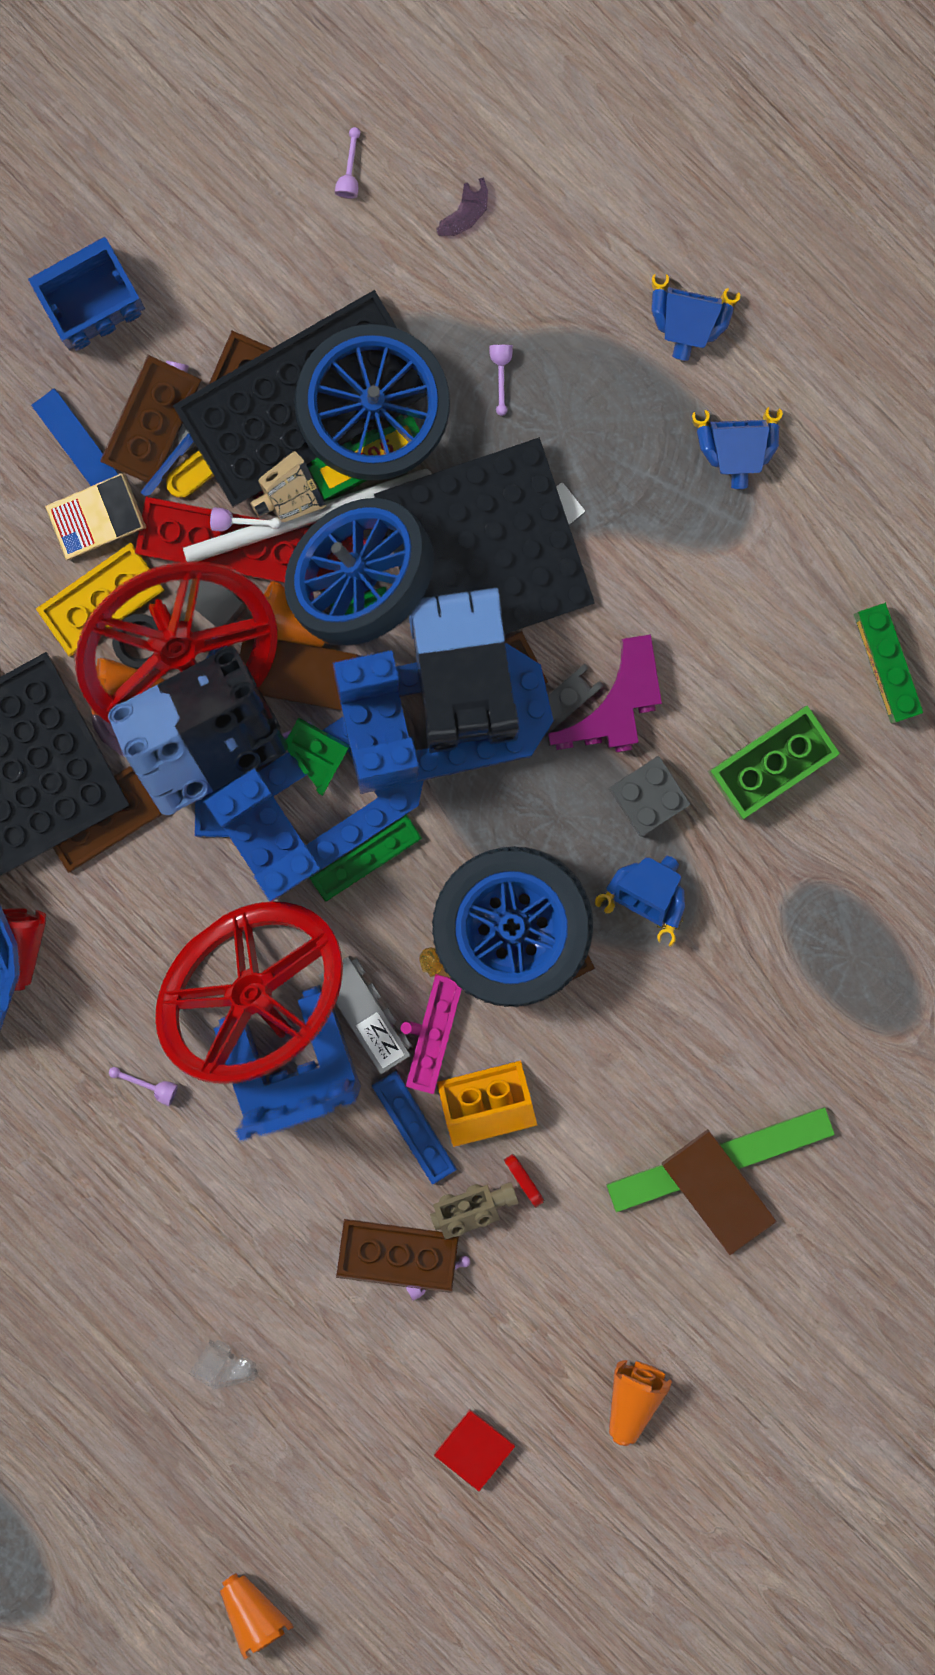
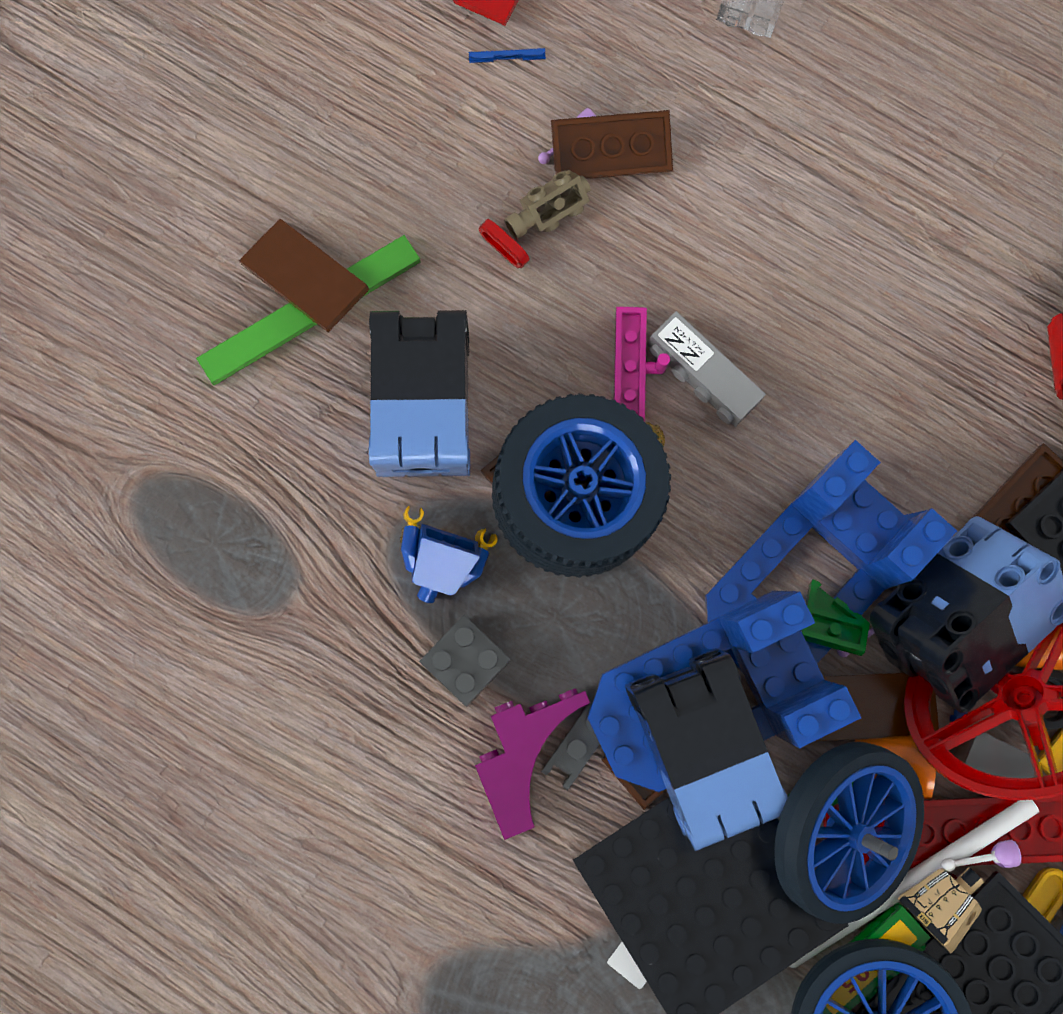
camera: 155 degrees right, 10 degrees down
(163, 1091) = (883, 251): lavender hinge -> none
(249, 993) = (838, 350): red wheel -> none
(298, 1095) = (788, 261): blue bracket -> none
(365, 858) = (745, 528): green tile -> none
(414, 1127) = (626, 273): blue tile -> none
(486, 1103) = (560, 309): light orange slope -> none
(490, 1380) = (490, 56): none -> blue piece
(635, 1398) = (344, 64): orange cone -> none
(636, 1044) = (419, 394): none -> piece
(773, 762) = (337, 730): bright green brick -> none
(888, 663) = (233, 871): green brick -> none

